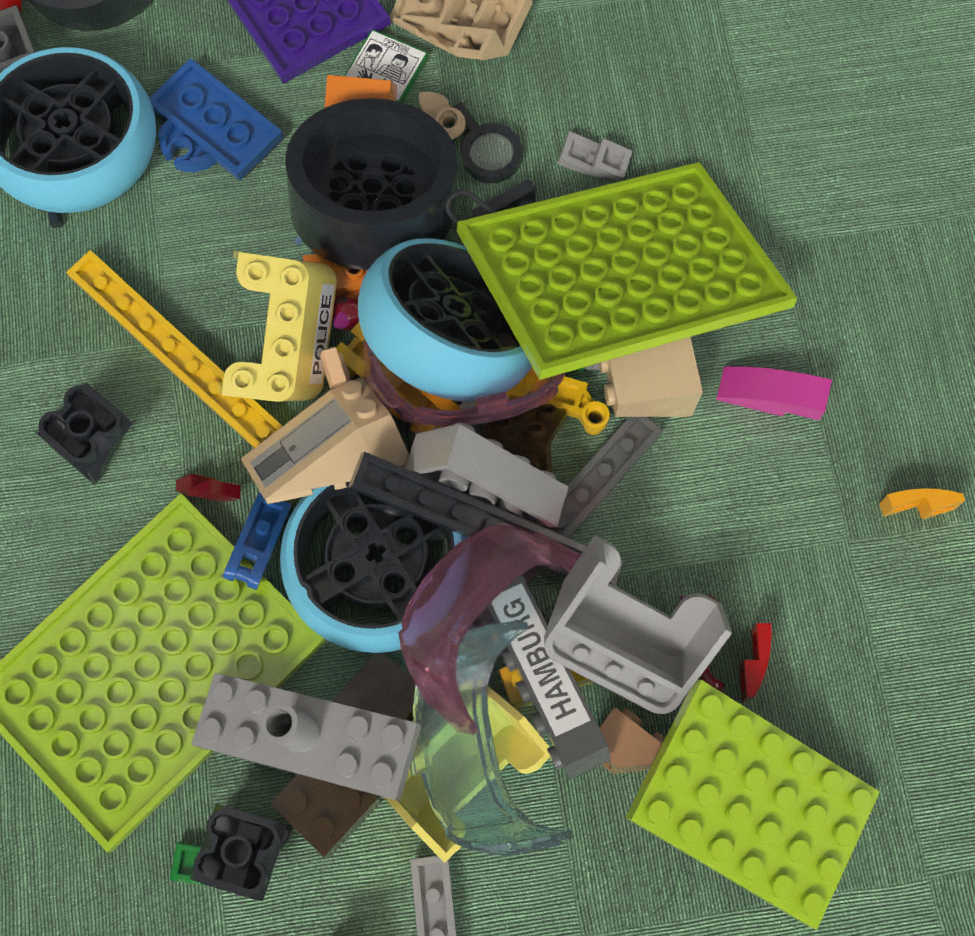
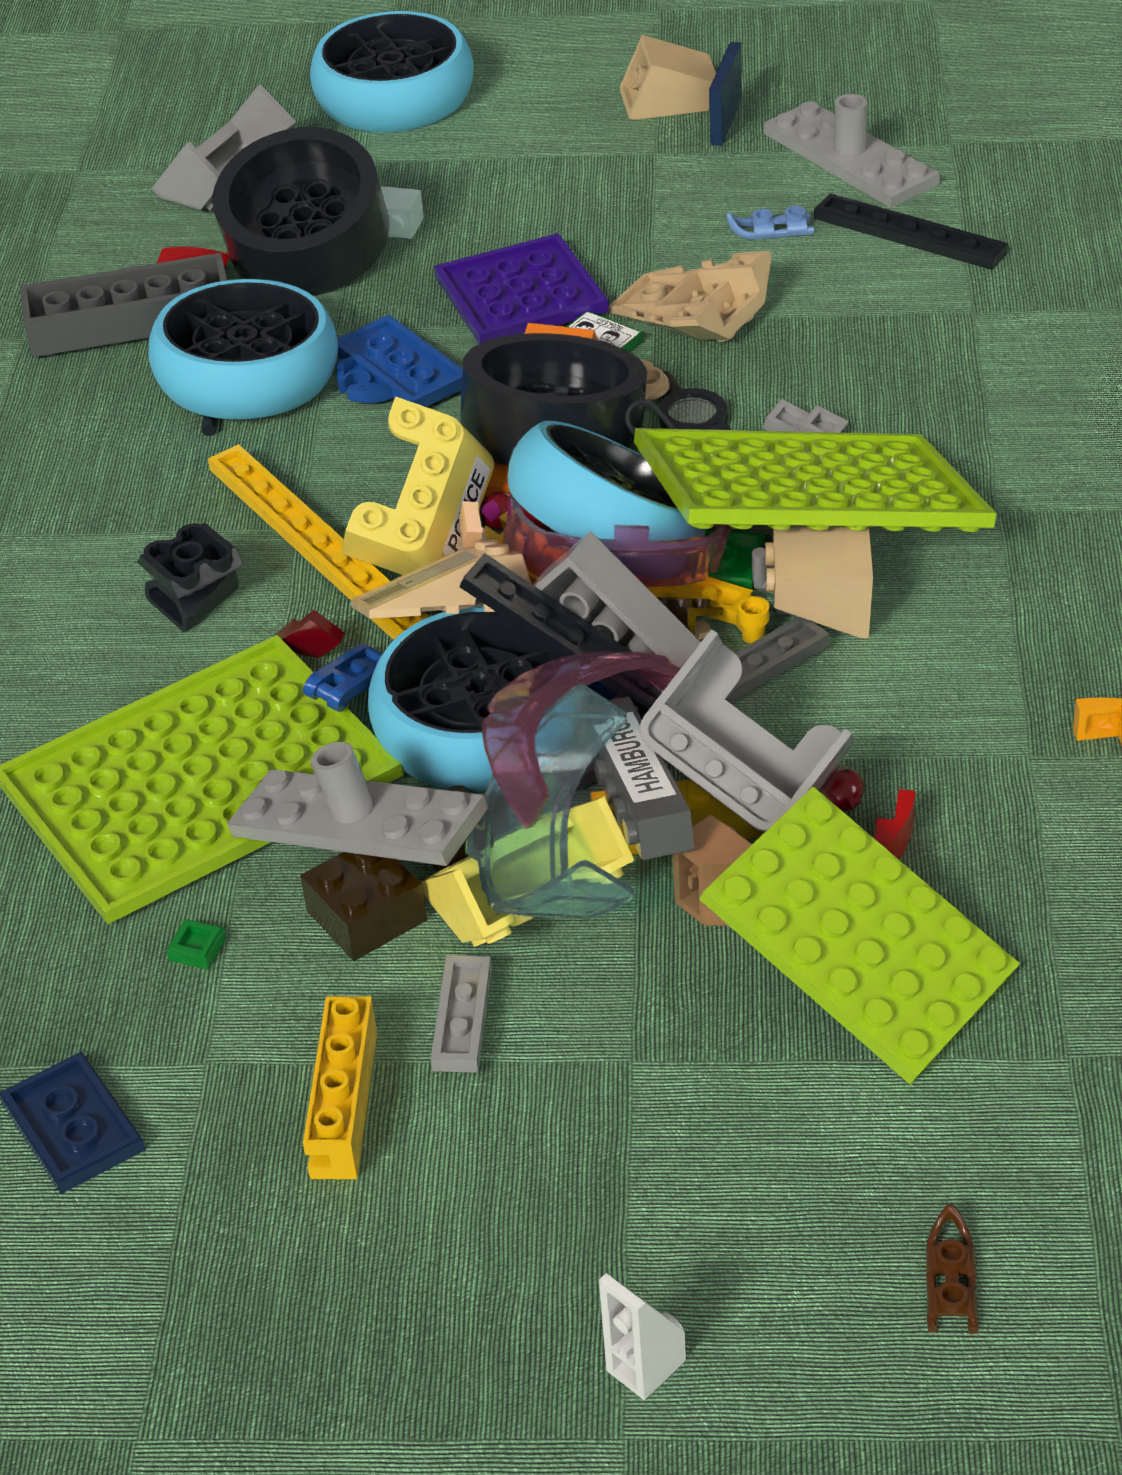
camera: 10 degrees right, 30 degrees down
(239, 852) = (256, 919): black piece -> none
(775, 391) = (968, 616): dark pink slope -> none

